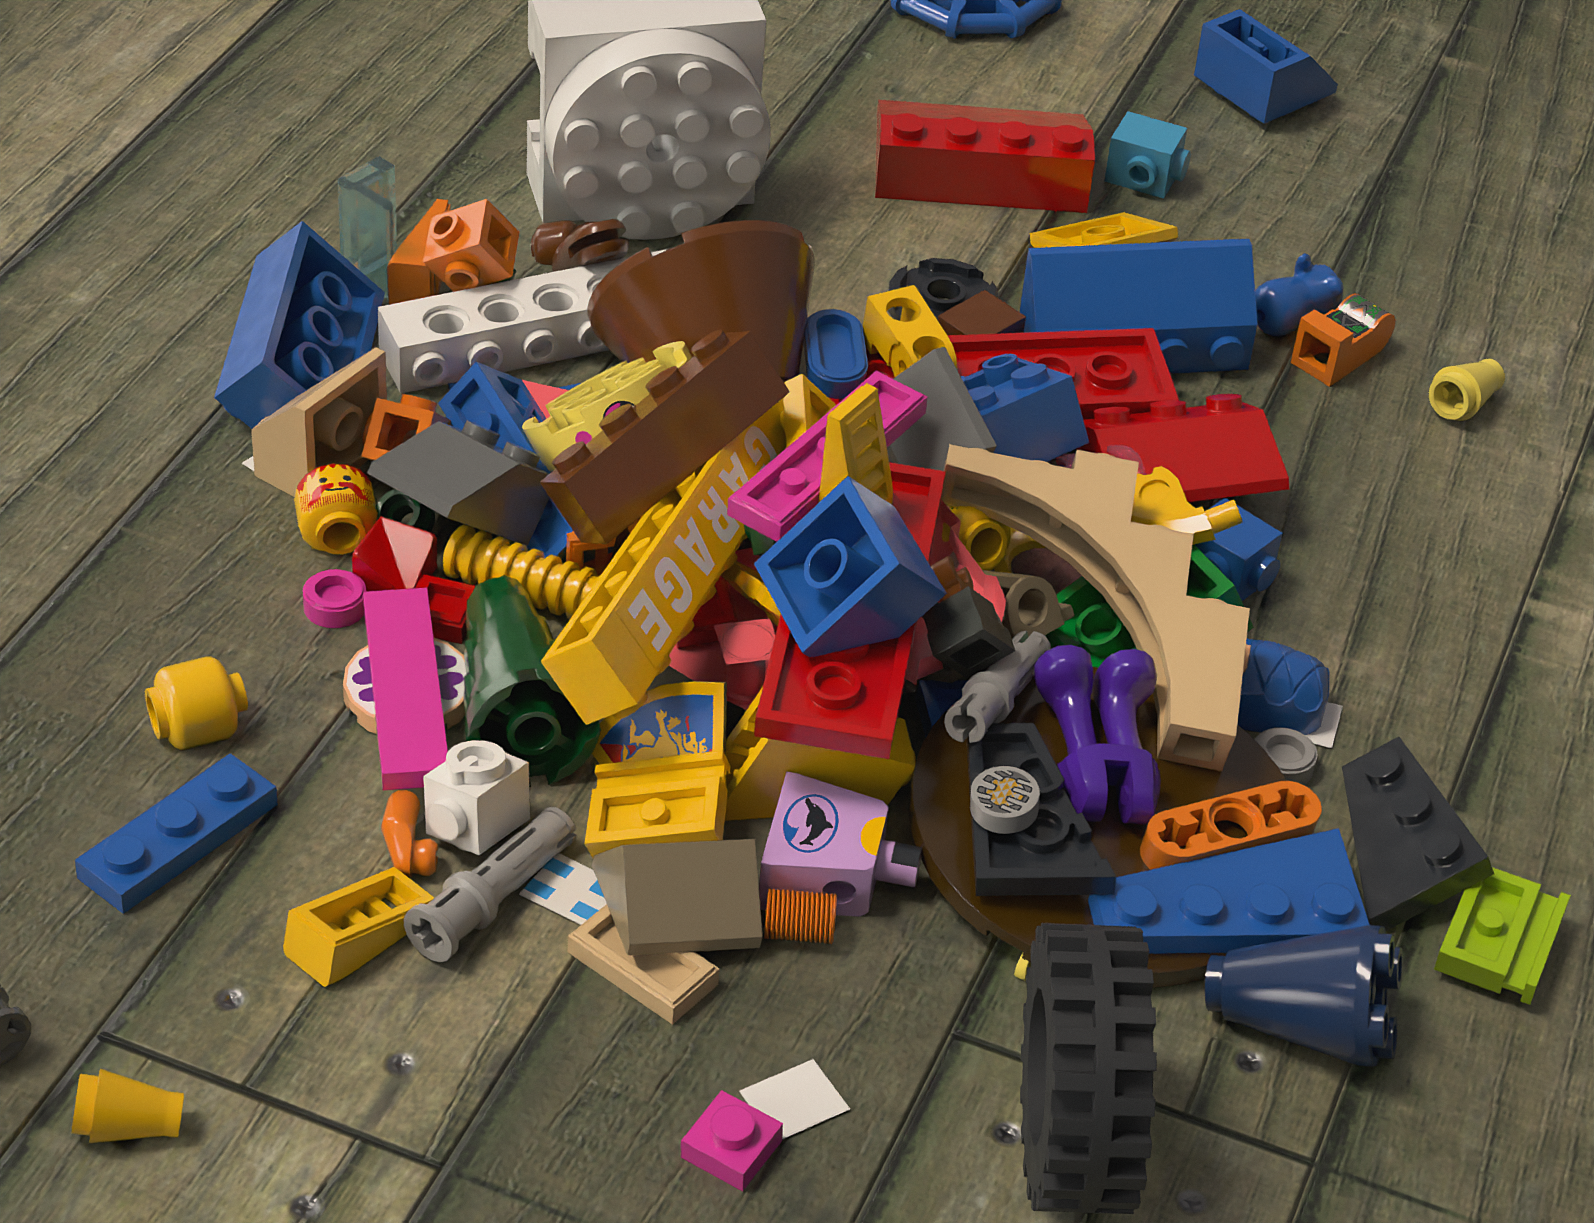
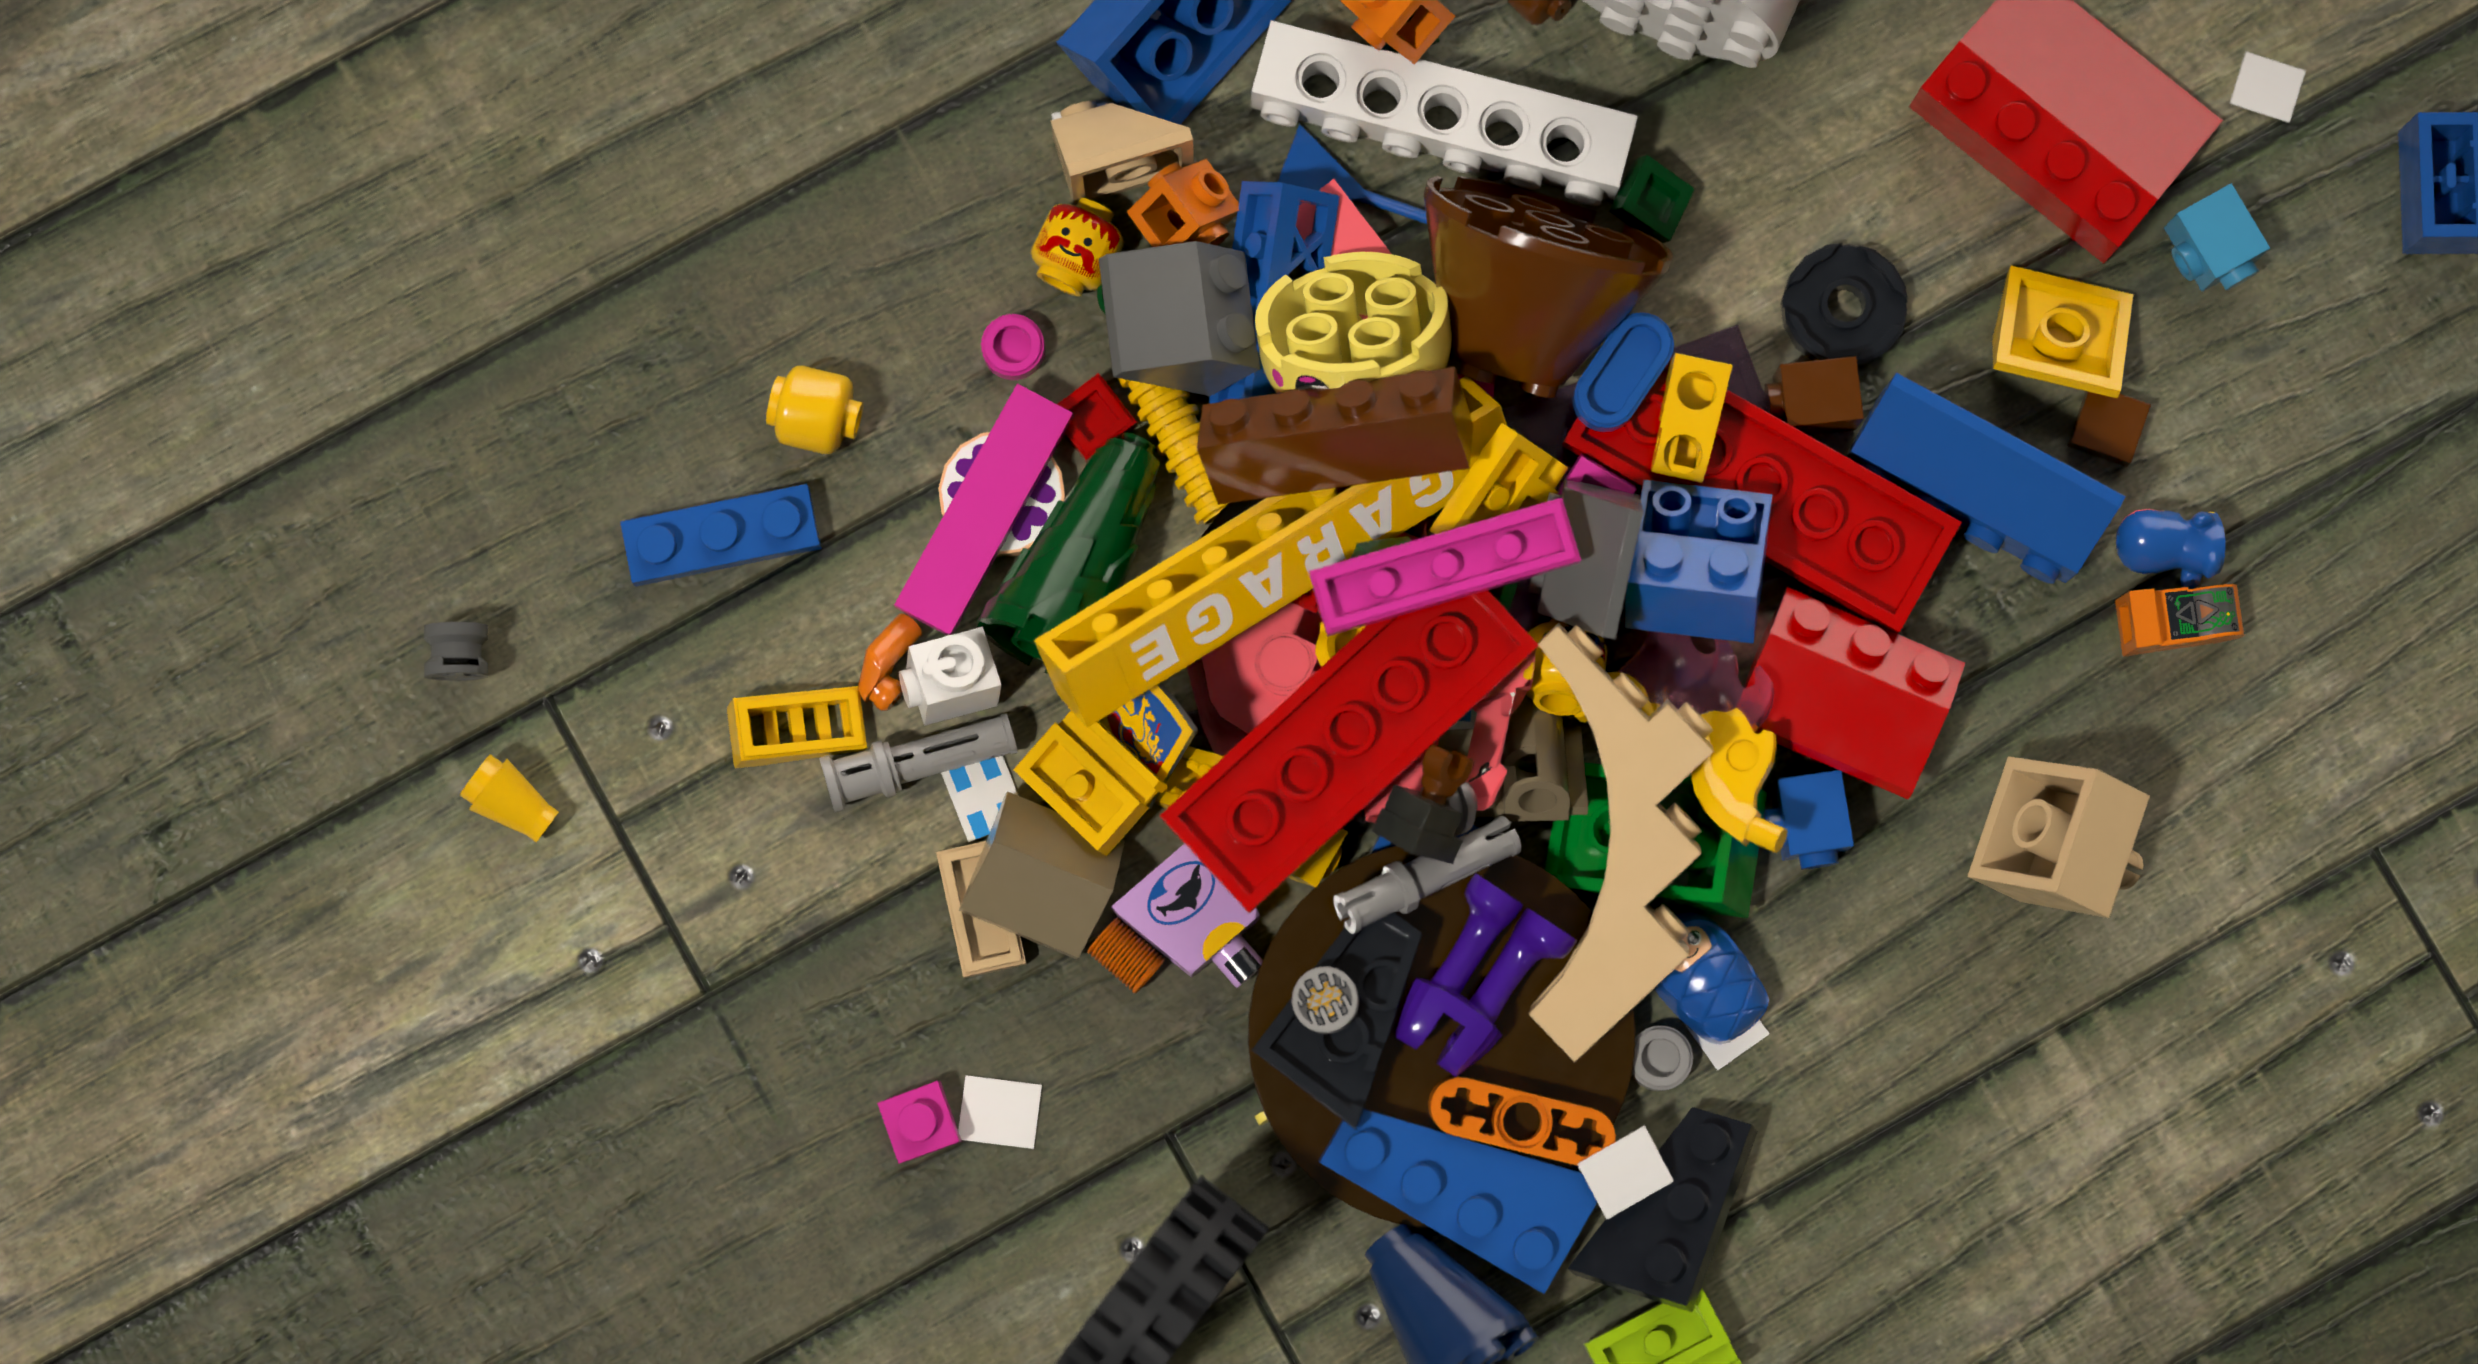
camera: 40 degrees right, 40 degrees up
(394, 556) = (1080, 342): red slope -> none
(591, 244) = (1529, 60): reddish brown arm -> none
(849, 573) = (1335, 733): blue slope -> none
(857, 445) = (1427, 628): yellow slope -> none
(1091, 95) = (2267, 87): none -> white sticker
(1344, 812) = (1625, 1172): none -> white sticker
(1412, 453) = (2060, 837): none -> tan brick
(1463, 389) = (2231, 760): light yellow cone -> none

